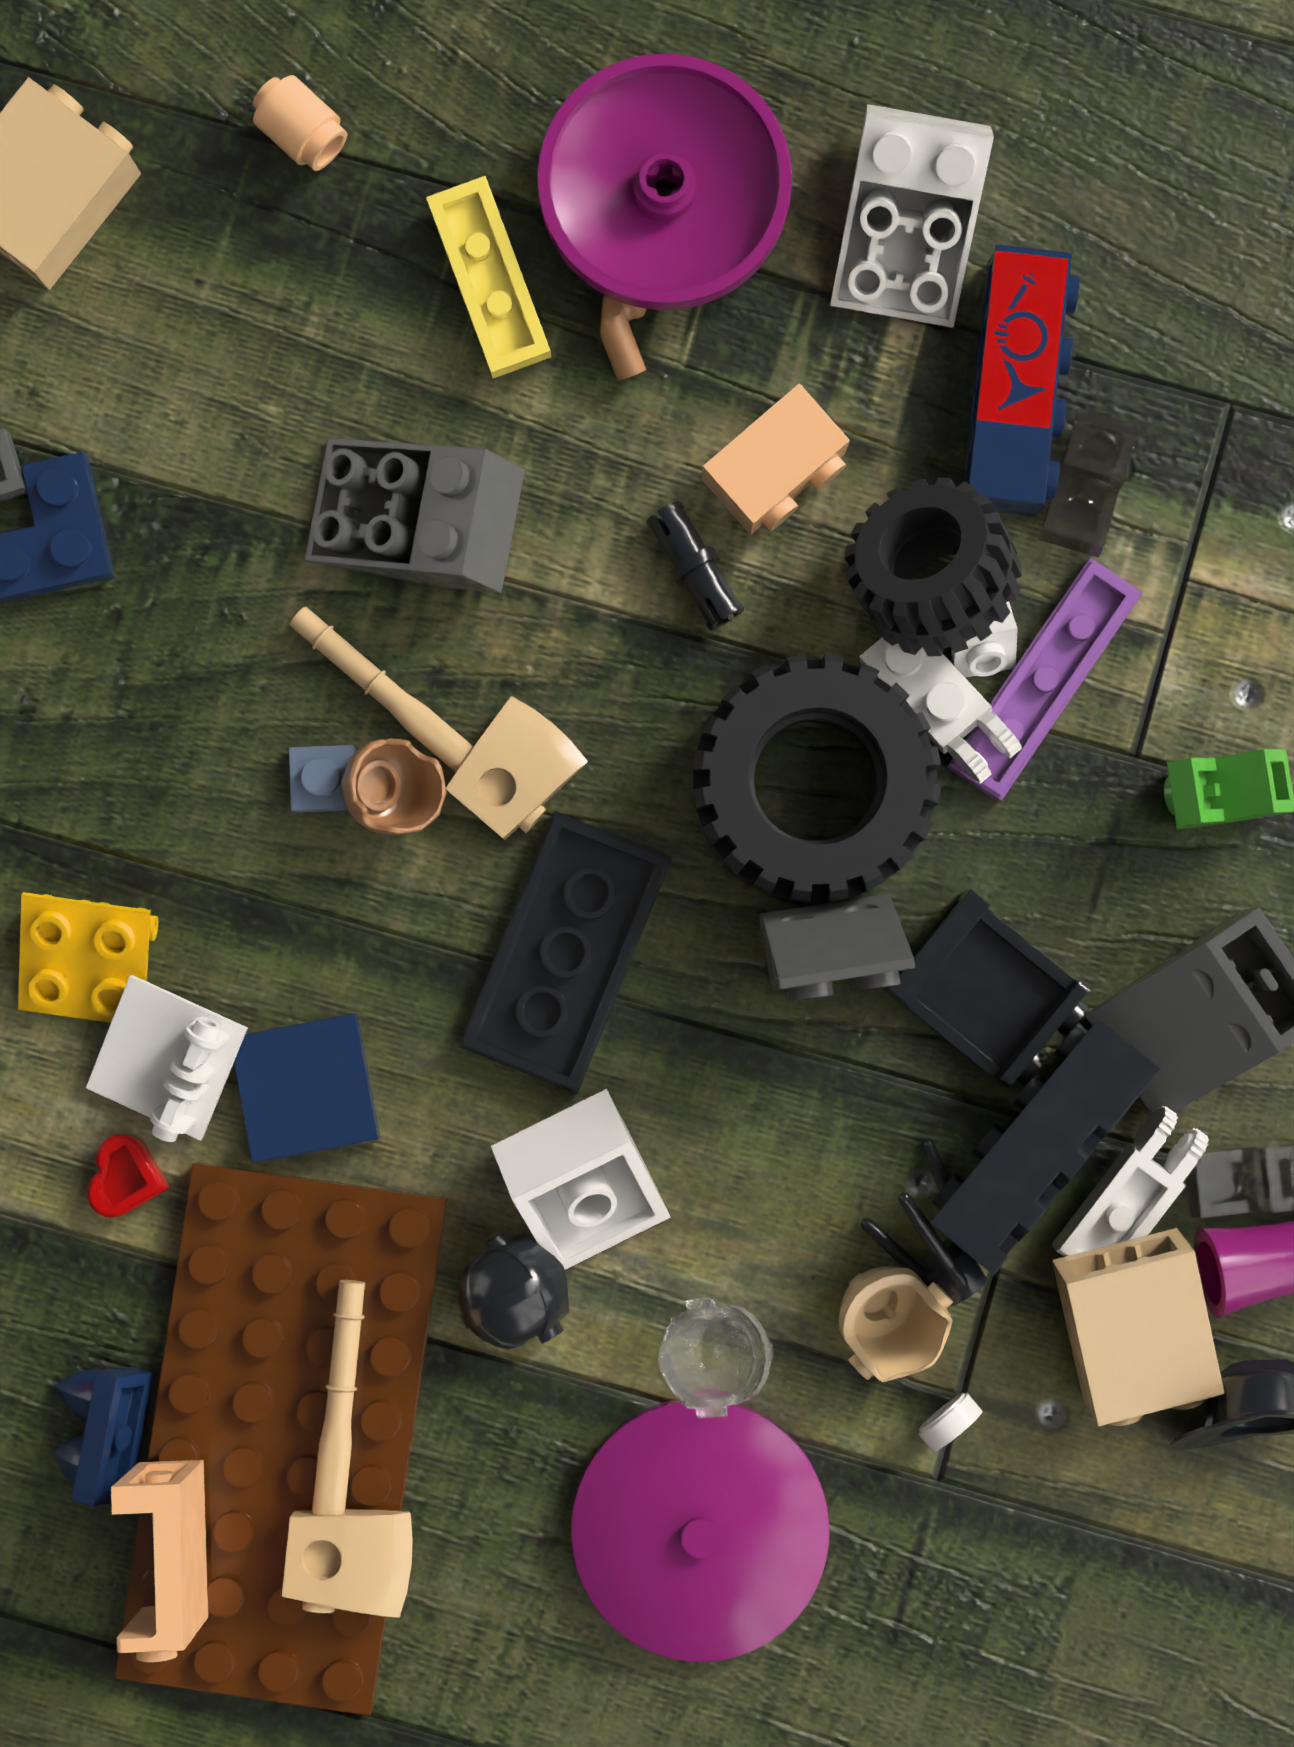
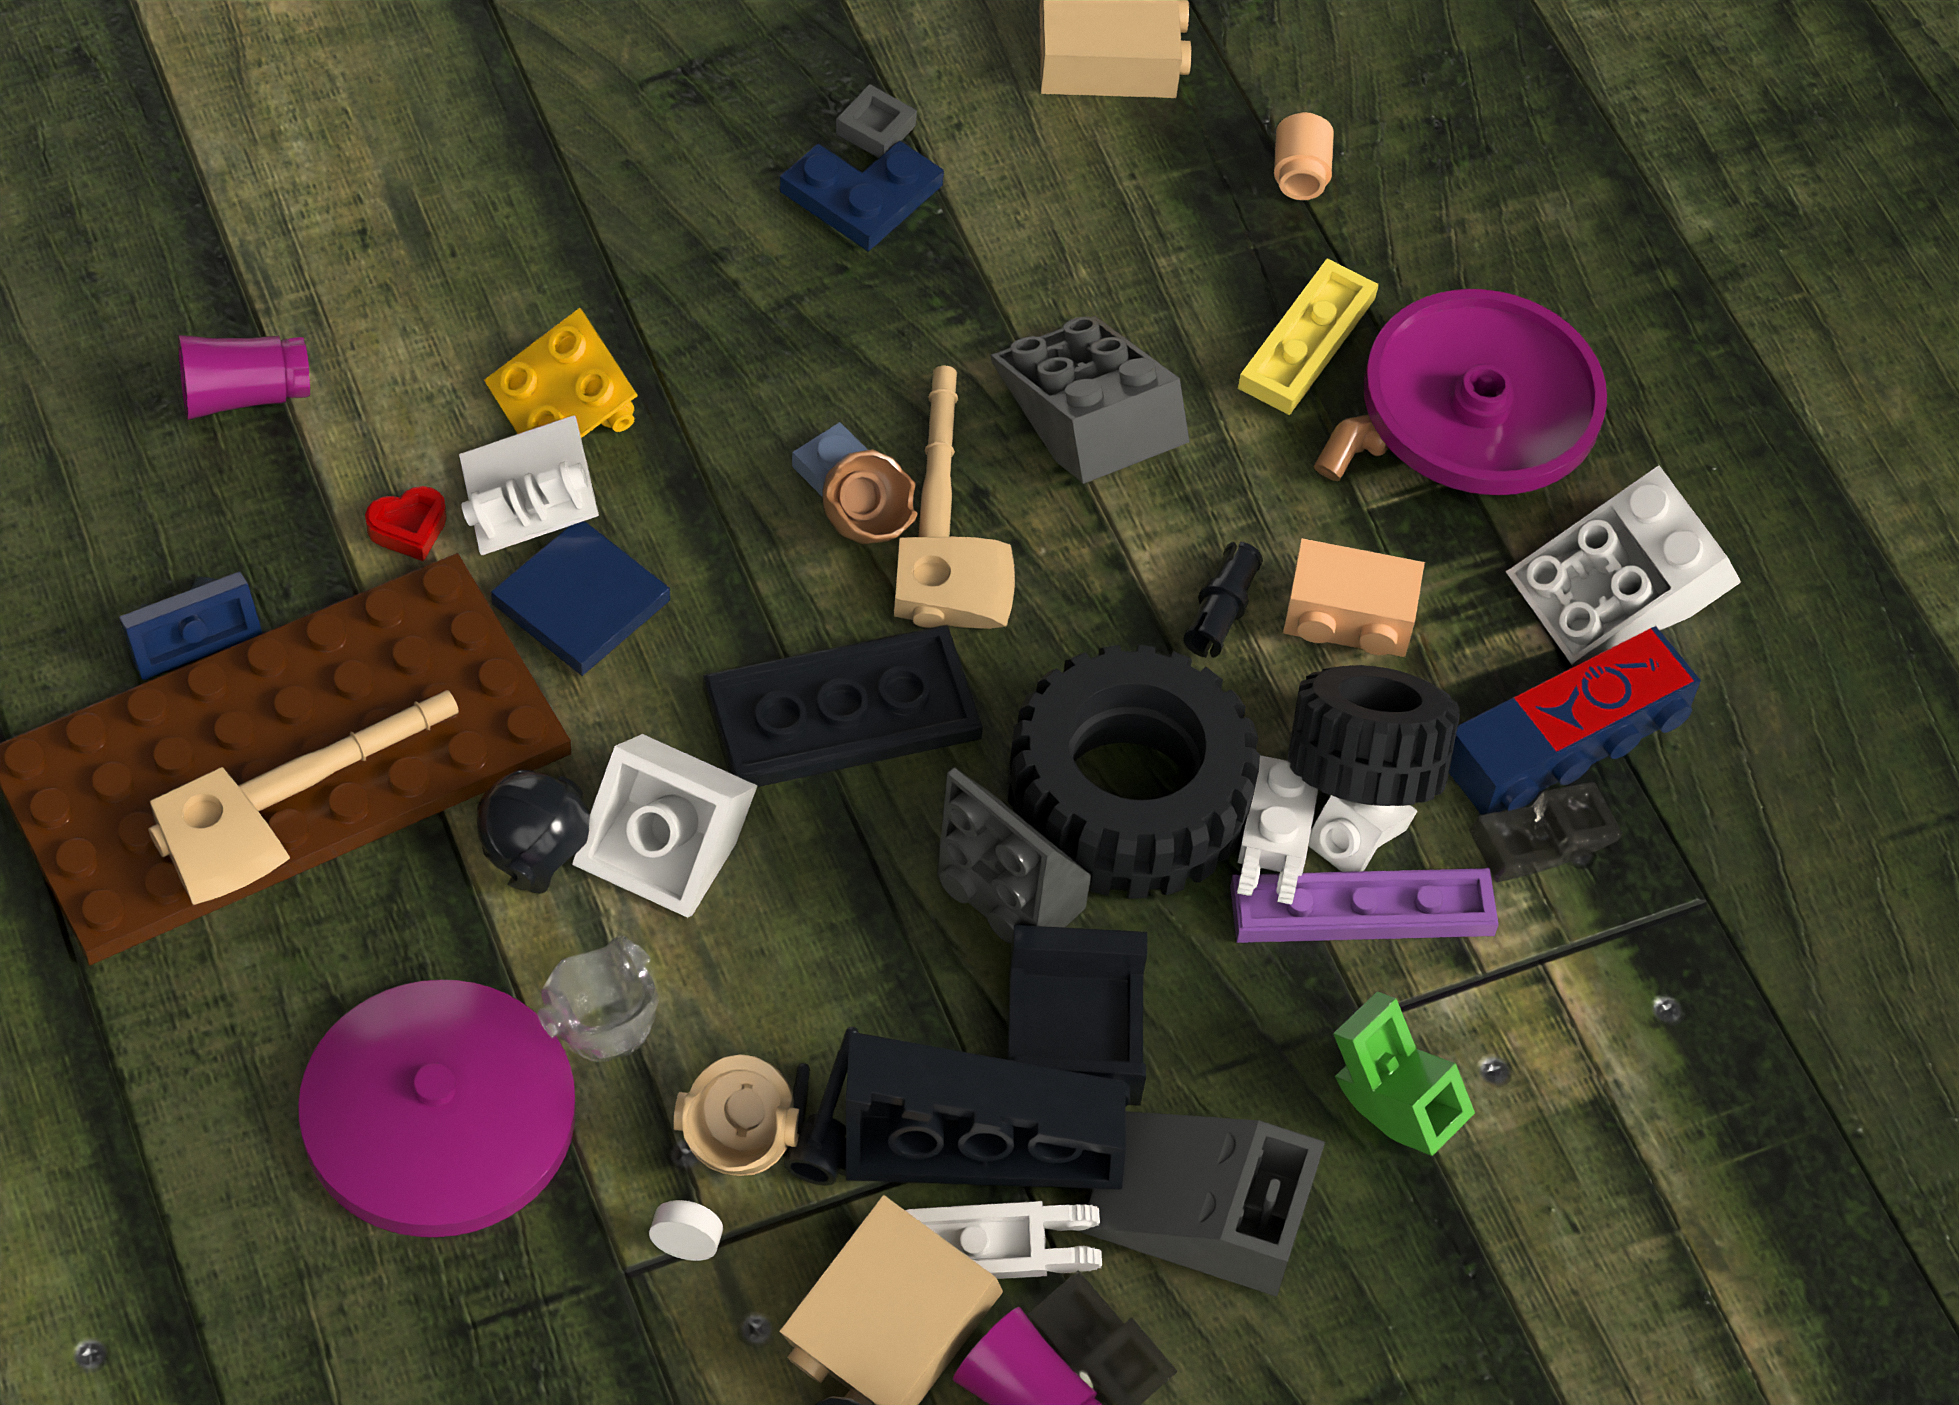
camera: 45 degrees right, 30 degrees down
(177, 1500) = (130, 691): light nougat panel -> none

